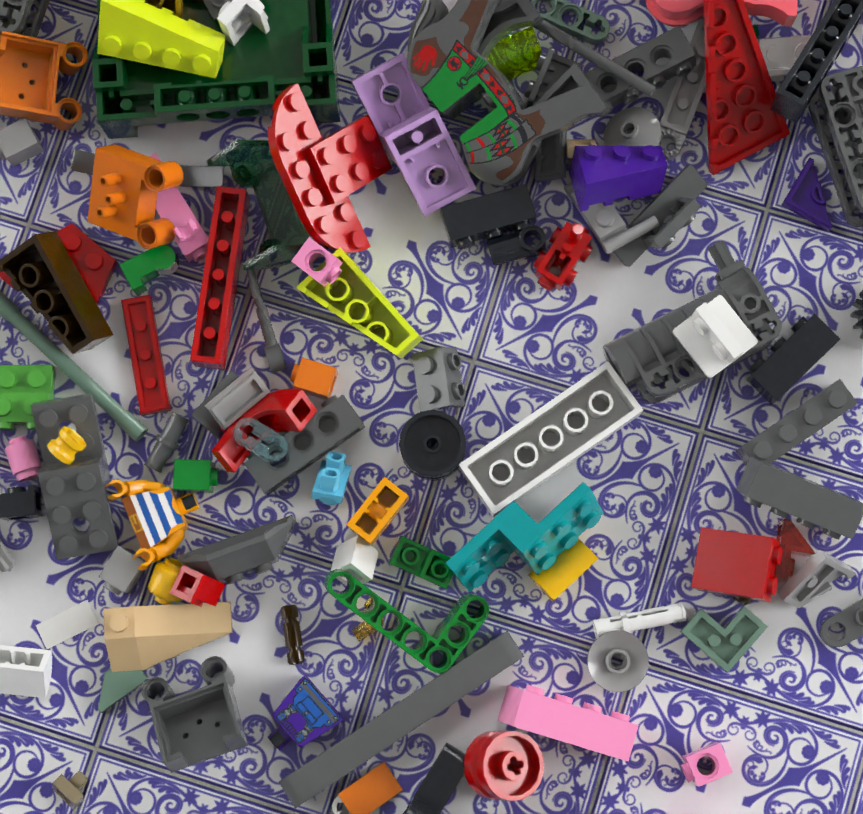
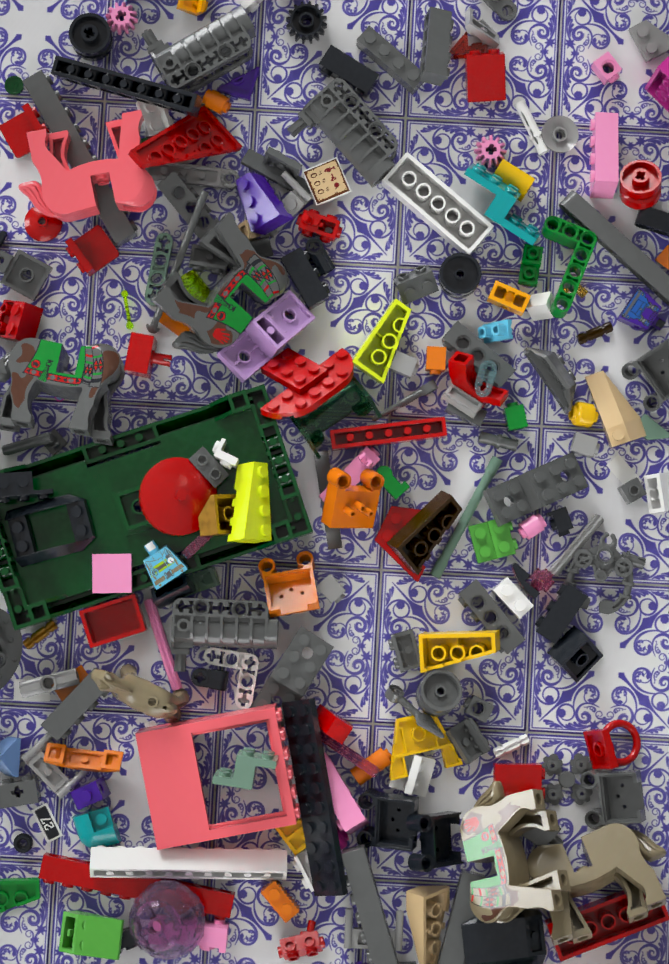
camera: 115 degrees left, 5 degrees up
(32, 625) = (632, 490): none -> dark grey brick
(66, 445) = (520, 495): yellow wheel -> none
(146, 355) = (446, 470): red tile -> none
(155, 516) = (546, 434): torso -> none
(197, 587) = (584, 394): red brick -> none
(309, 253) = (361, 376): bright pink brick -> none
(319, 330) = (404, 365): none -> light grey brick
(607, 549) = (495, 146): none -> bright pink gear
(628, 283) = (326, 181): none -> piece
(646, 128) = (220, 195): light grey dish -> none
(714, 336) = (355, 115): white bracket -> none
(725, 644) = (532, 73): sand green plate -> none
(790, 152) = (216, 101): none -> orange brick

